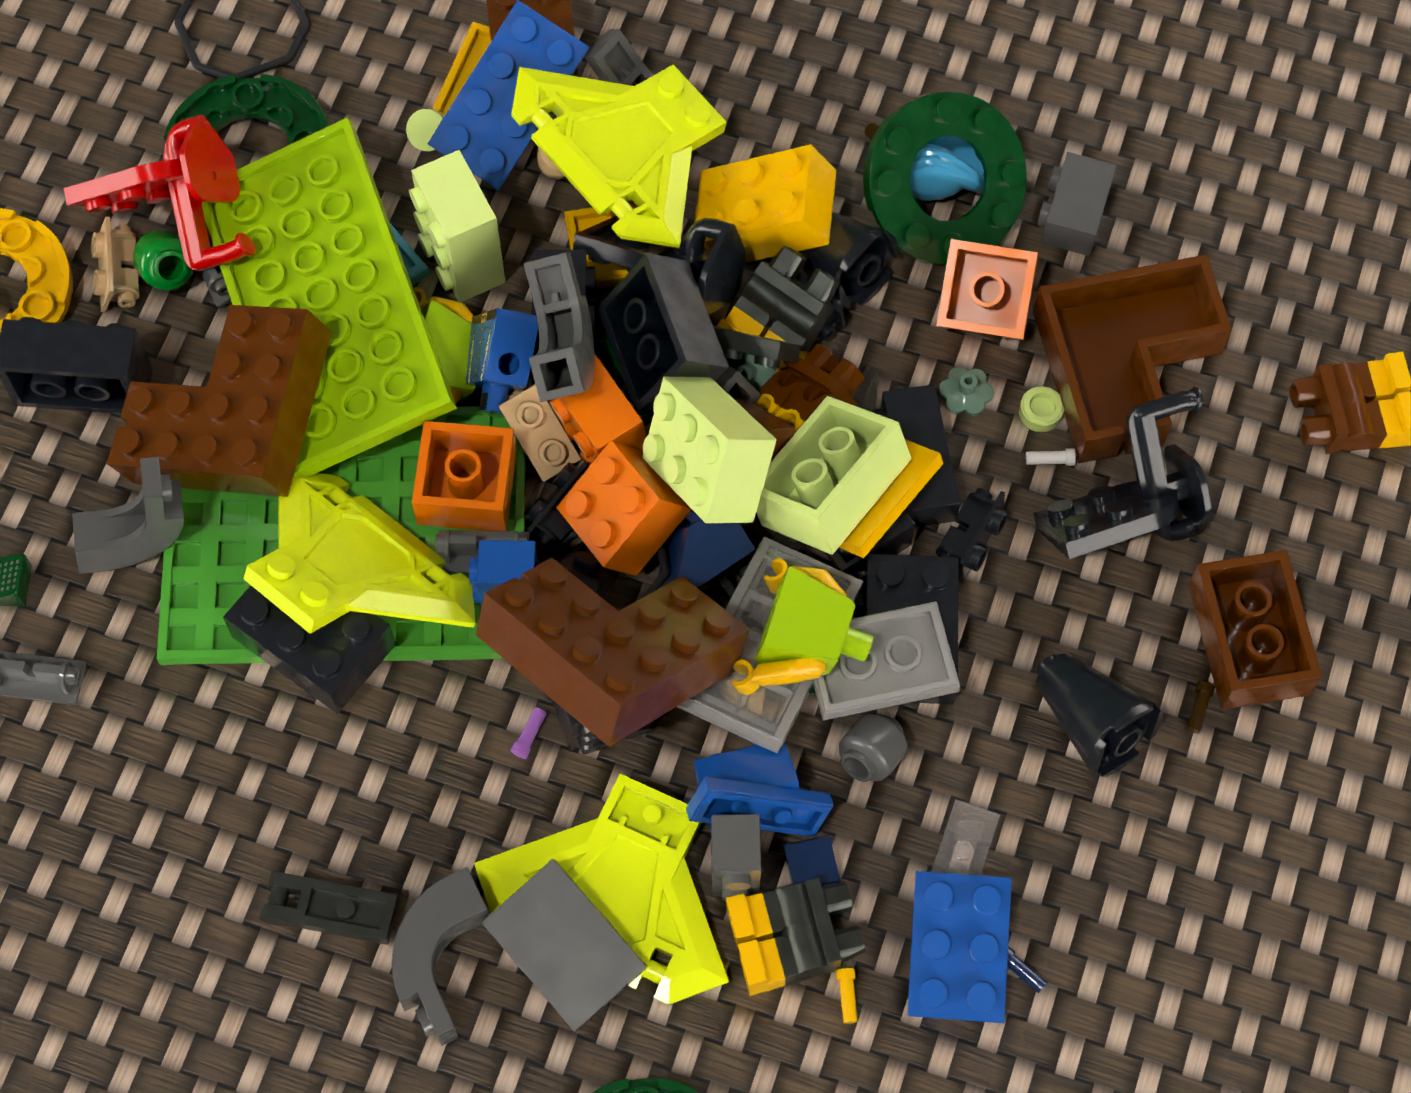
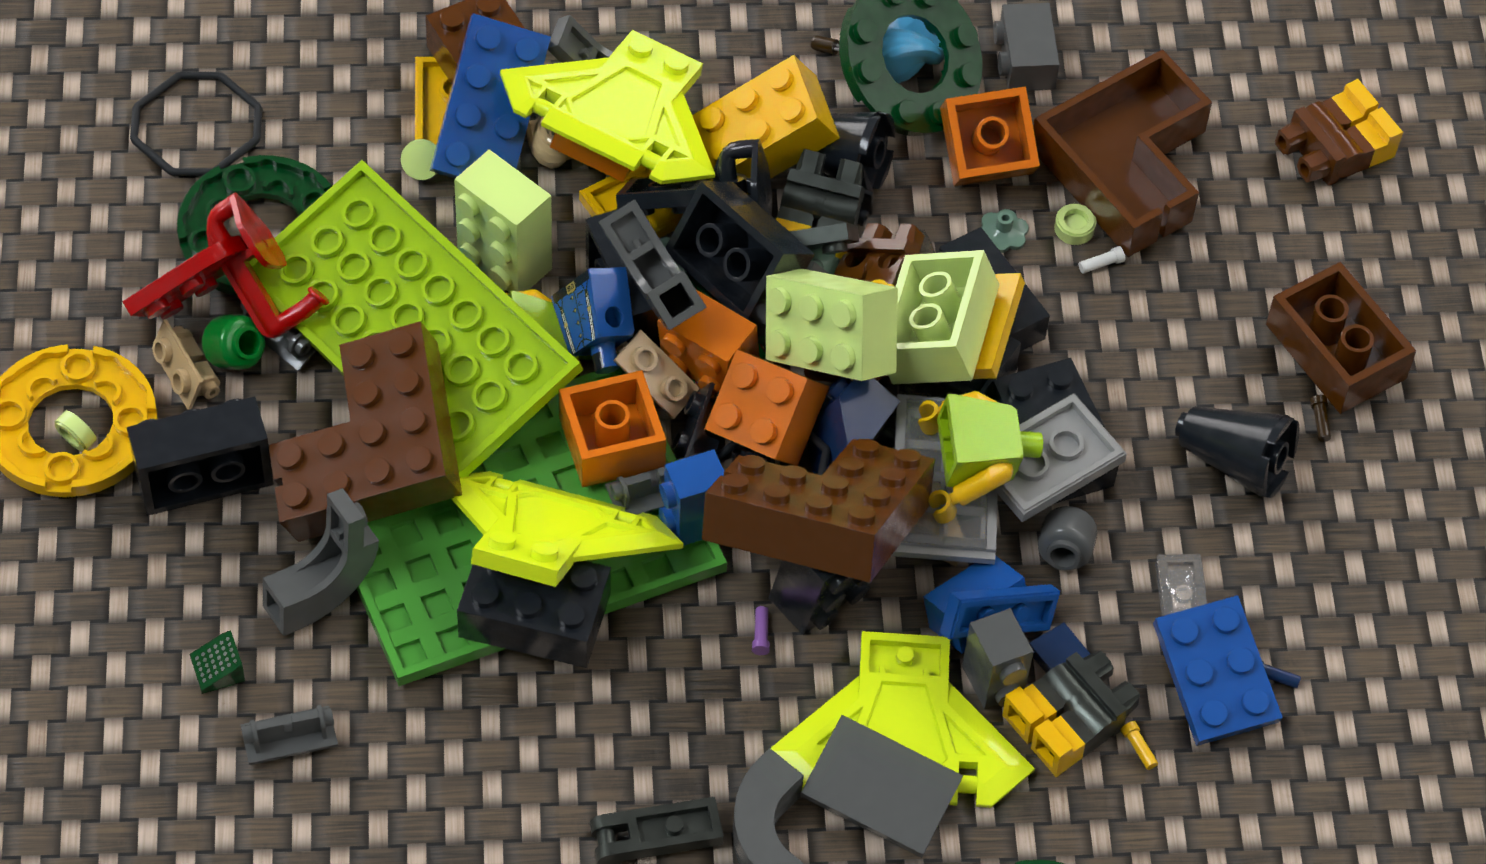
camera: 25 degrees left, 10 degrees down
(982, 519) = (1070, 324): black hinge -> none
(1138, 506) = (1218, 244): black plate -> none

